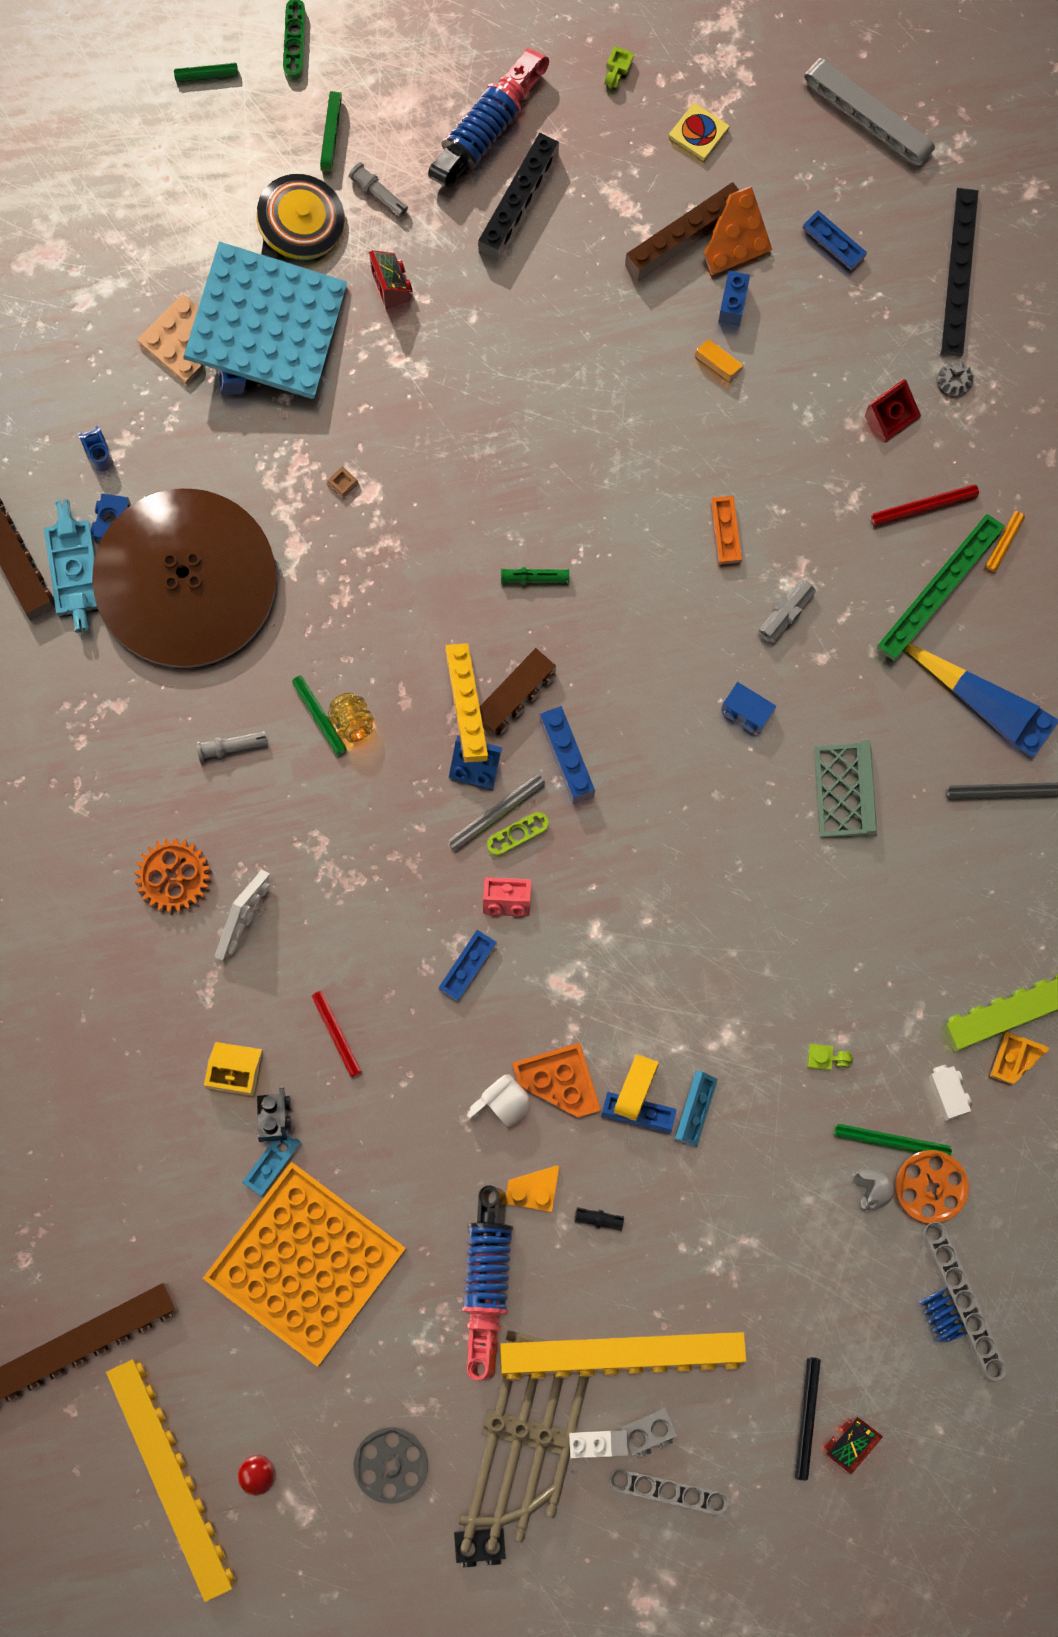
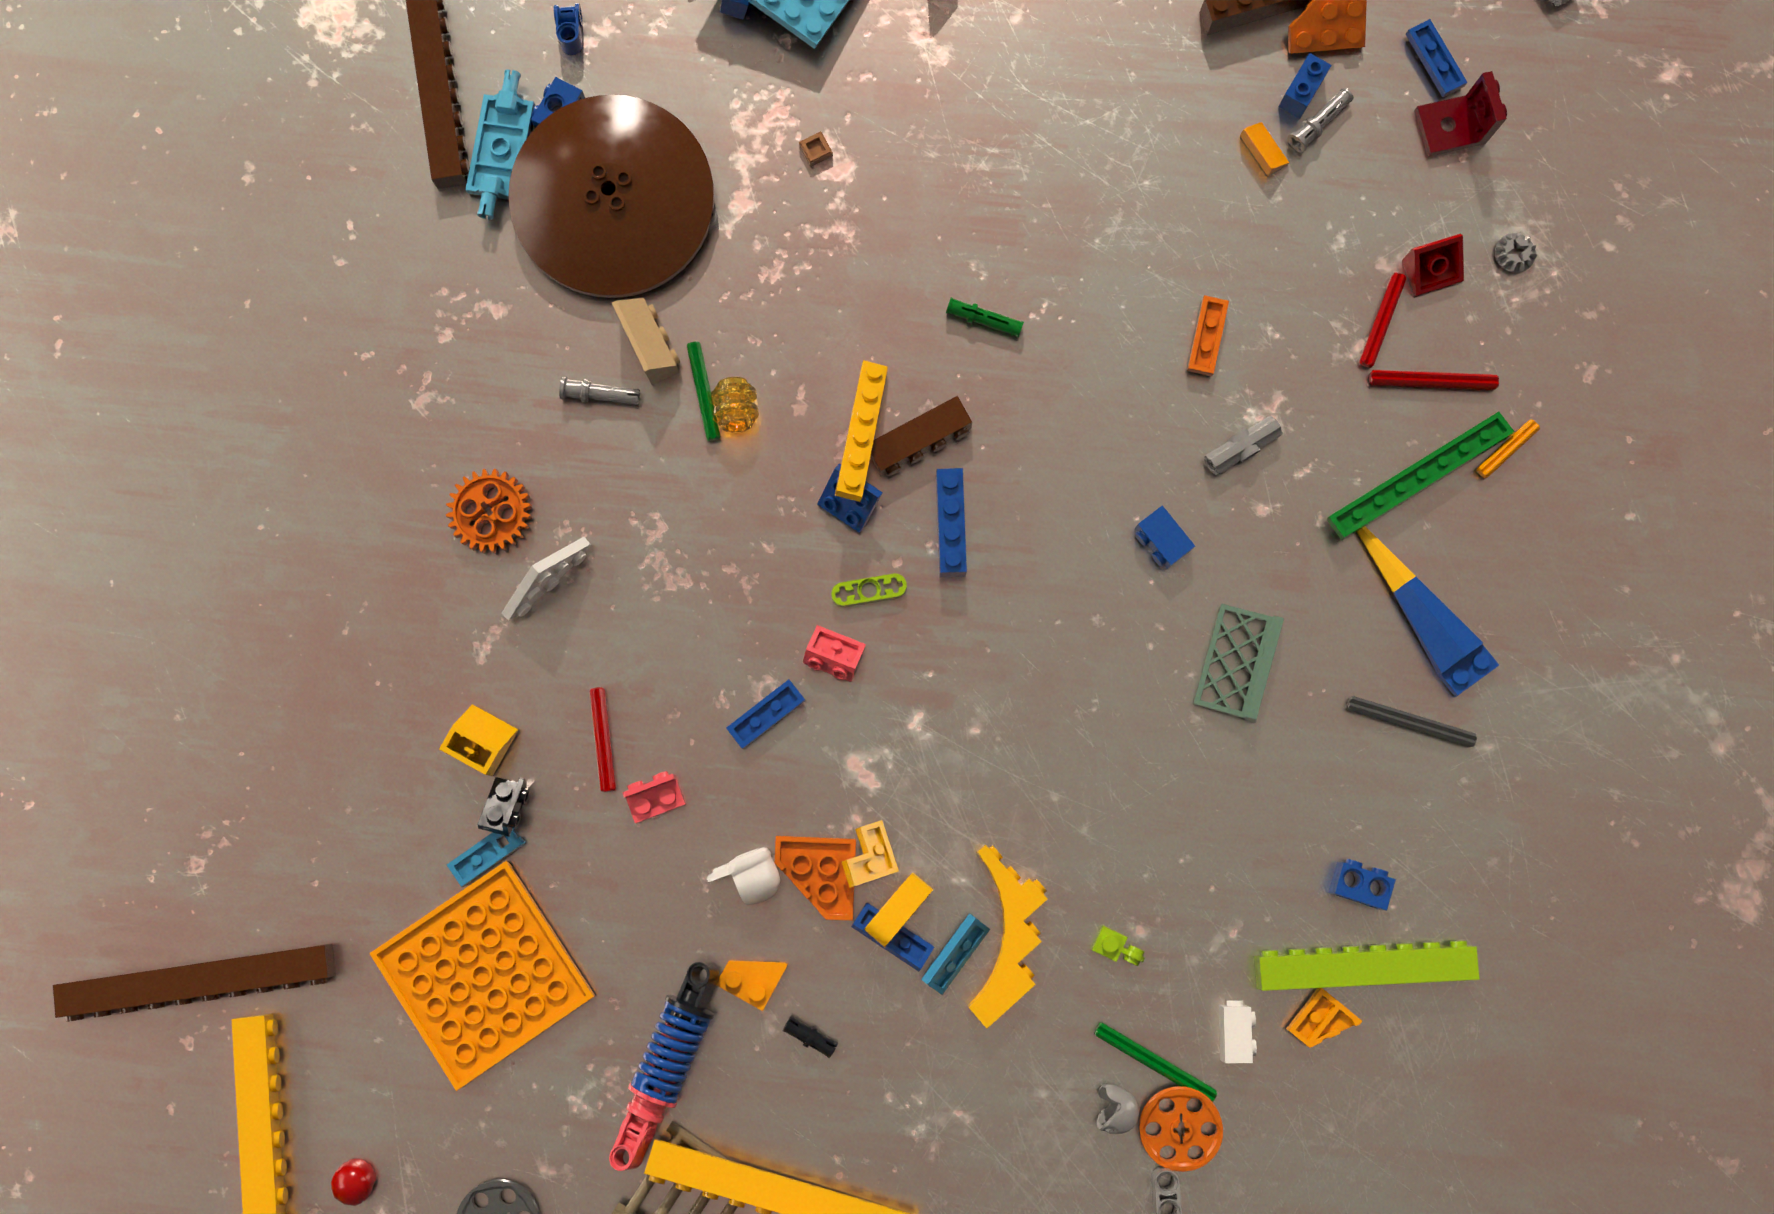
camera: 20 degrees right, 5 degrees up
(257, 687) = (647, 338): none -> tan slope
(397, 1066) = (654, 797): none -> coral bracket
(496, 812) = (854, 559): light grey axle -> none
(602, 1051) = (876, 858): none -> yellow plate
(732, 1047) = (1018, 902): none -> yellow arch
(753, 329) = (1313, 127): none -> light grey pin
(866, 470) = (1383, 320): none -> red axle
(880, 278) = (1472, 117): none -> dark red bracket
(959, 272) = (1560, 137): black plate -> none
(1011, 943) = (1360, 890): none -> blue brick

